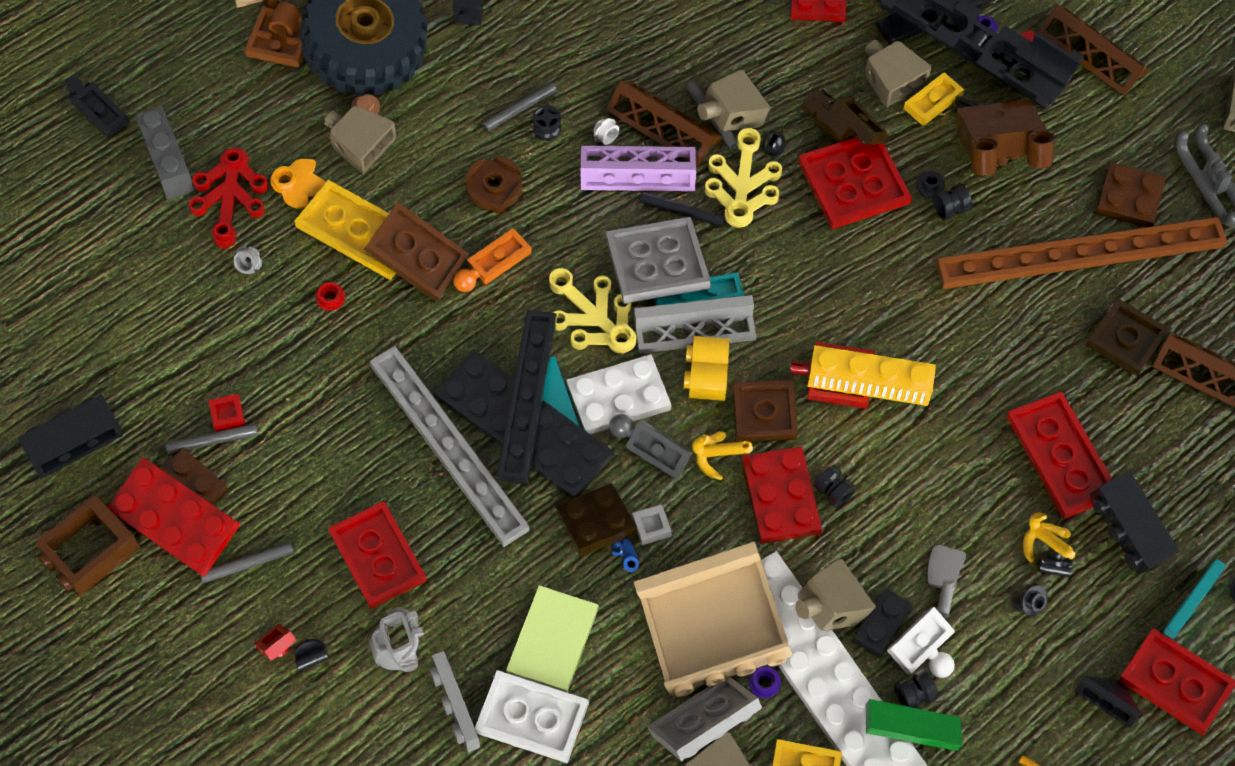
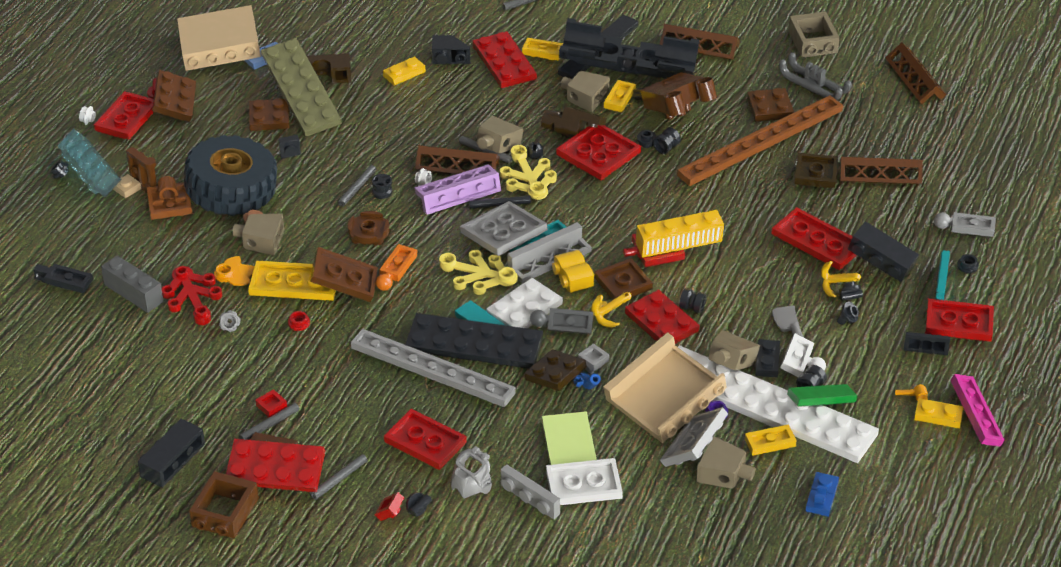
camera: 25 degrees left, 20 degrees down
(527, 397) = (470, 321): black tile -> none

